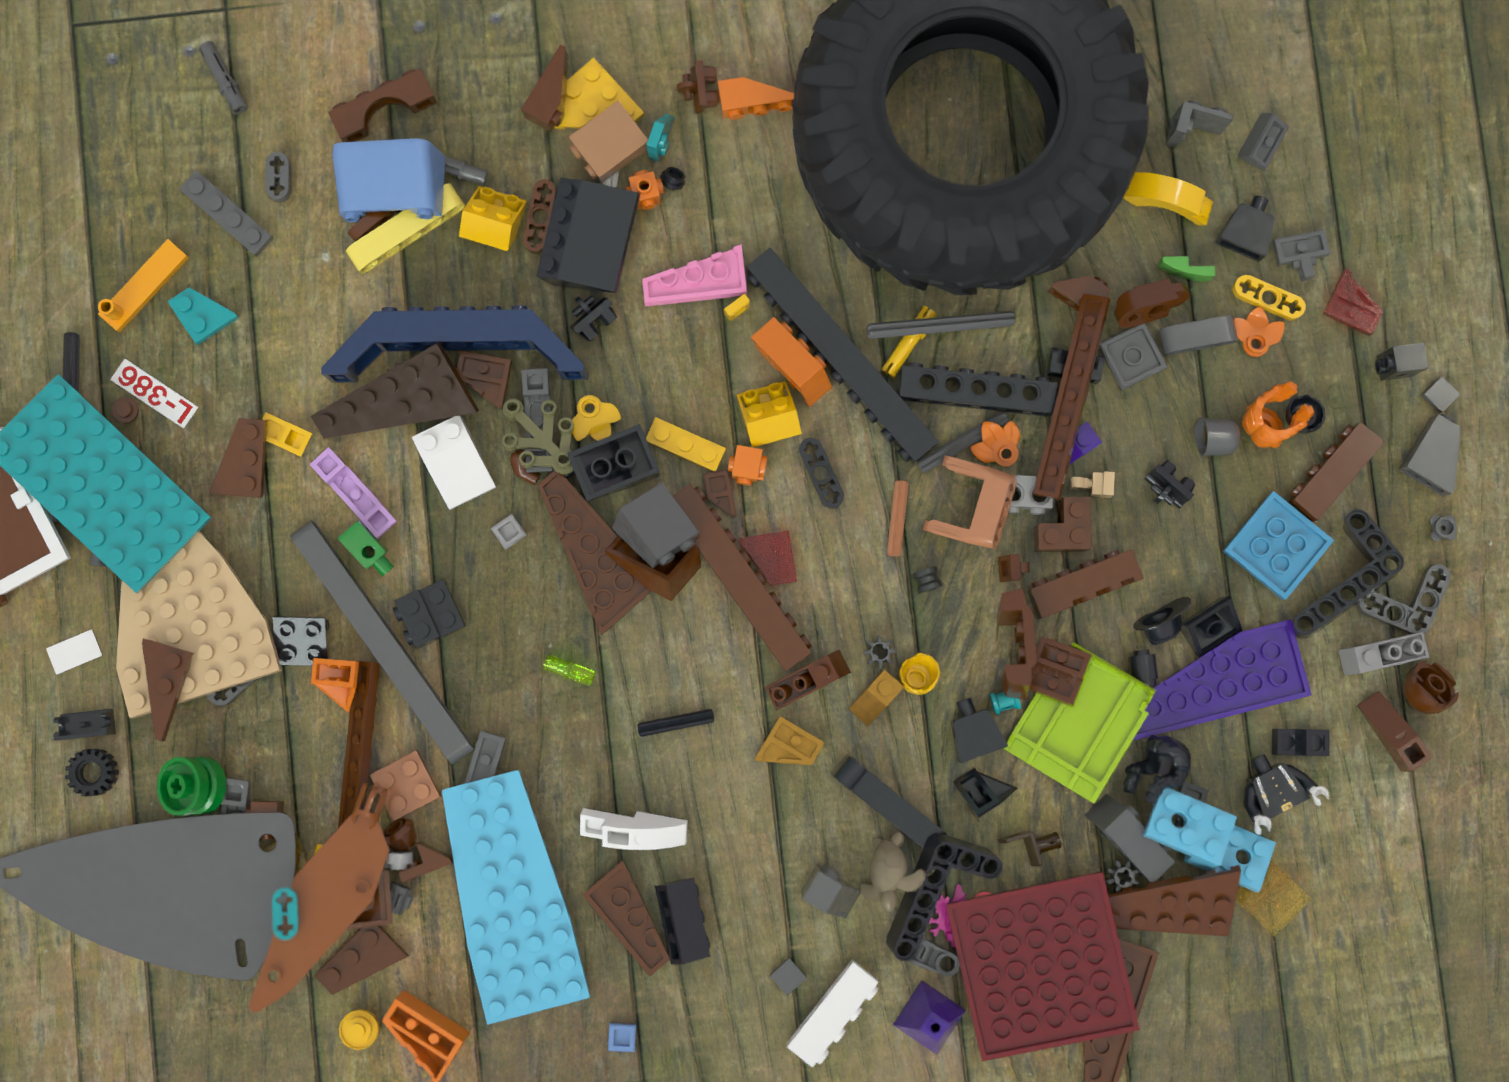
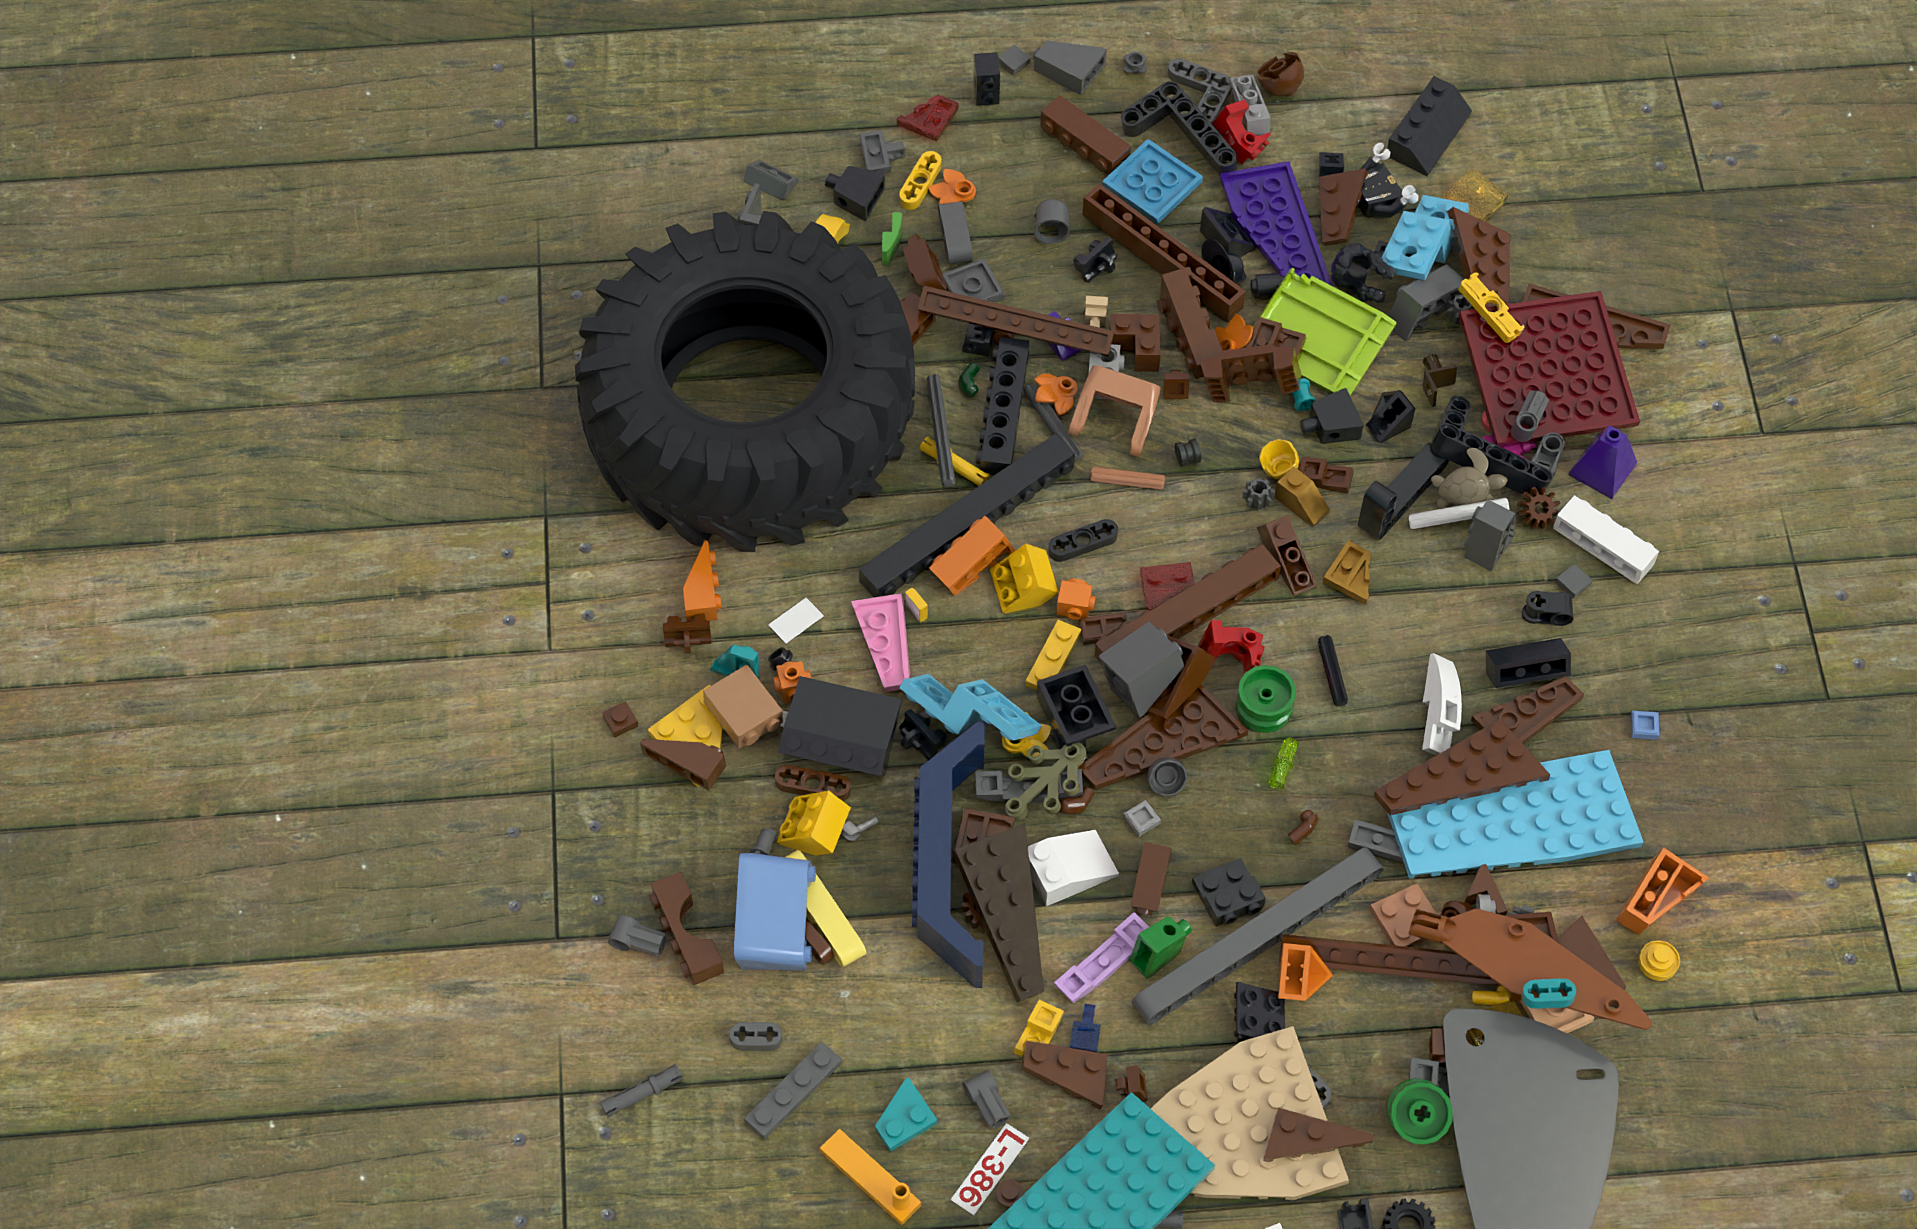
camera: 90 degrees left, 25 degrees down
(220, 384) = (984, 1093): none -> dark grey piece
(228, 522) = (1134, 1083): none -> reddish brown tile
(280, 477) = (1085, 1033): none -> clear blue plate
(375, 55) = (629, 935): none -> dark grey piece
(440, 539) = (1151, 878): none -> reddish brown slope
(488, 256) = (852, 831): none -> light grey hand
(496, 690) = (1304, 829): none -> reddish brown arm
(548, 554) = (1167, 776): none -> dark grey hair
(558, 861) = (1466, 770): none -> reddish brown wing
(606, 32) = (620, 719): none -> reddish brown plate
(611, 363) = (969, 704): none -> medium azure bracket
(630, 637) = (1265, 699): none -> green wheel
(694, 604) = (1230, 640): none -> red tile
(723, 193) = (796, 620): none -> white sticker
(751, 951) = (1551, 608): none -> black piece
(860, 859) = (1449, 514): none -> white axle
(868, 944) = (1538, 498): none -> reddish brown gear
(908, 722) = (1327, 476): none -> reddish brown slope
(976, 941) = (1529, 415): none -> dark grey piece
(1011, 351) = (966, 380): none -> dark green arm
(1072, 627) = (1235, 335): none -> orange plate
(1119, 893) = (1501, 320): none -> yellow piece
(1178, 554) = (1162, 250): none -> reddish brown brick
(1252, 746) = (1338, 204): none -> reddish brown wing
(1265, 425) = (1042, 185): orange hair -> none
(1316, 420) = (1031, 155): black hair -> none
(1332, 638) = (1231, 129): none -> red tile
(1369, 854) = (1429, 126): none -> black slope
(1395, 733) = (1323, 101): reddish brown slope -> none

